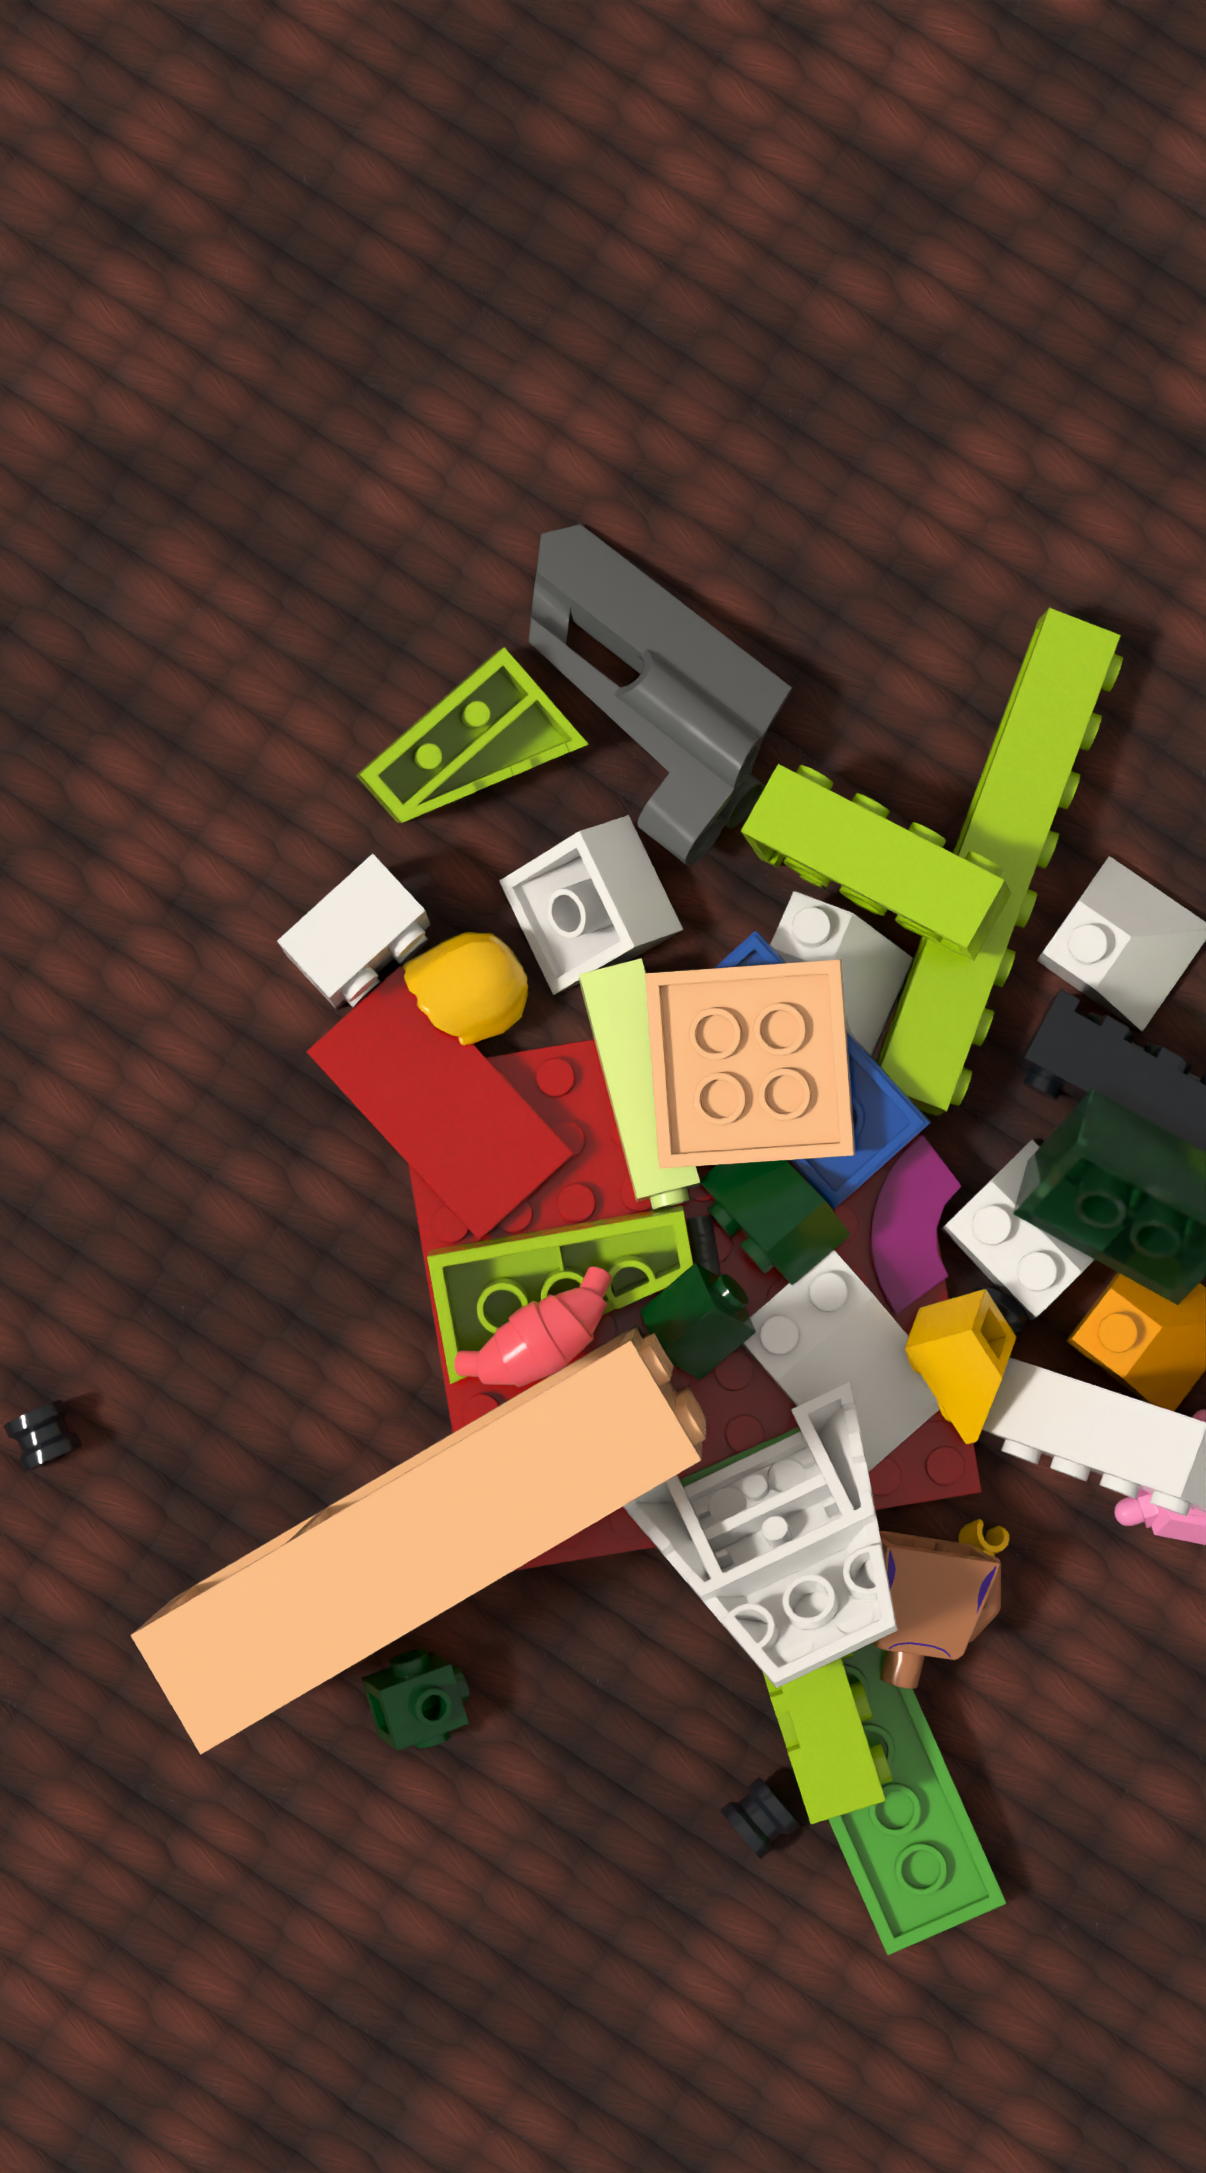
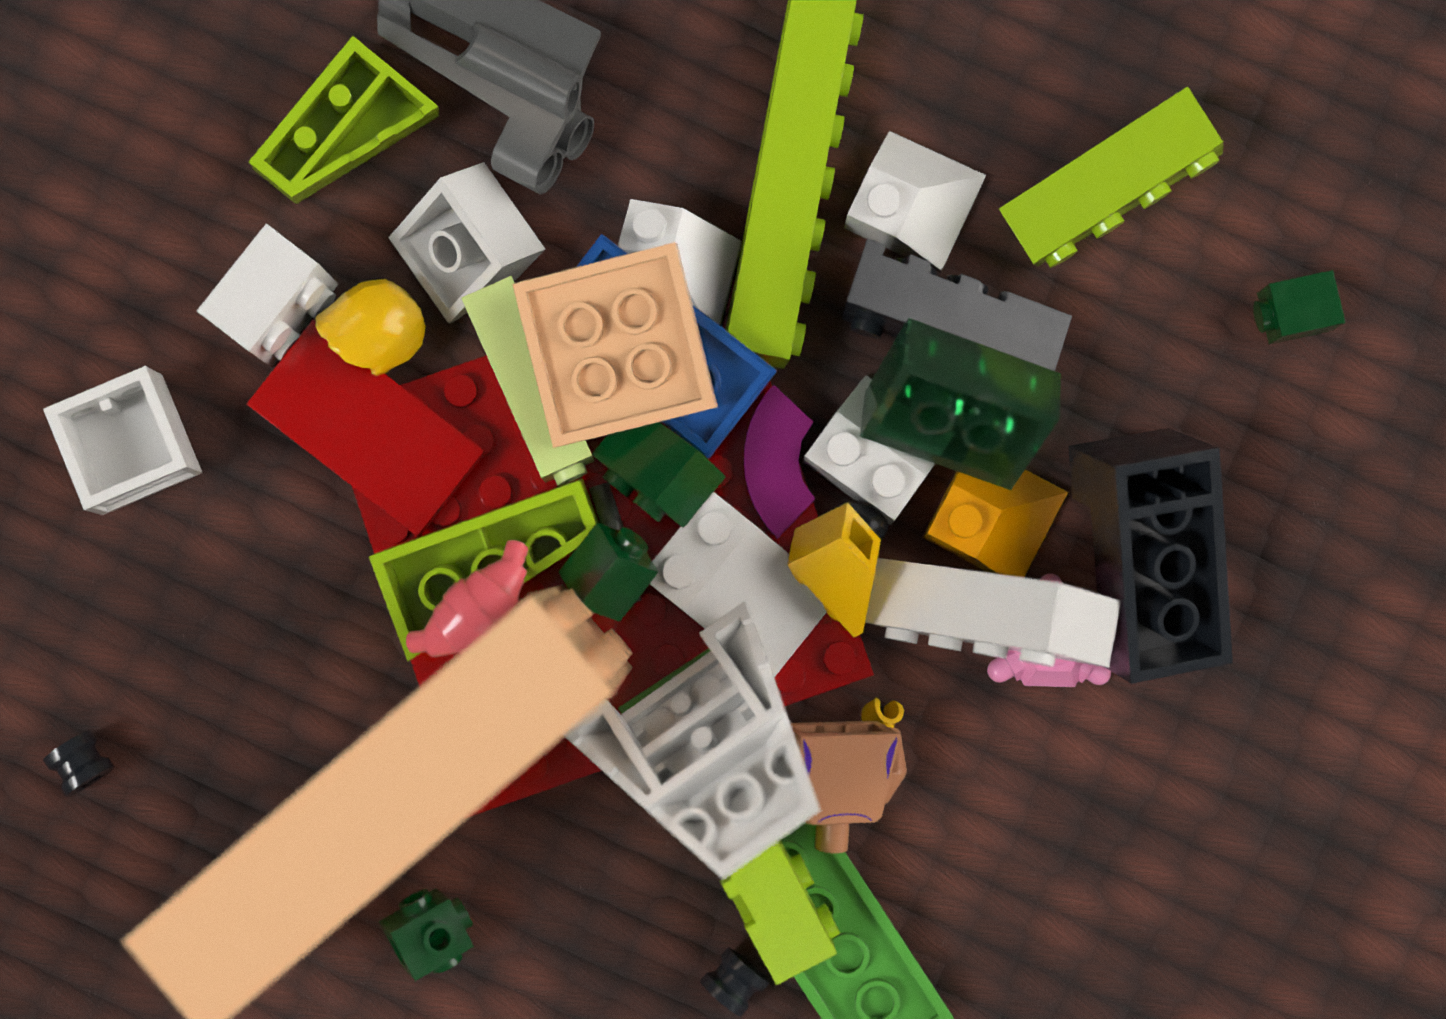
camera: 10 degrees left, 0 degrees up
(157, 1071) = (122, 441): none -> white piece
(876, 860) = (693, 158): lime wedge -> none

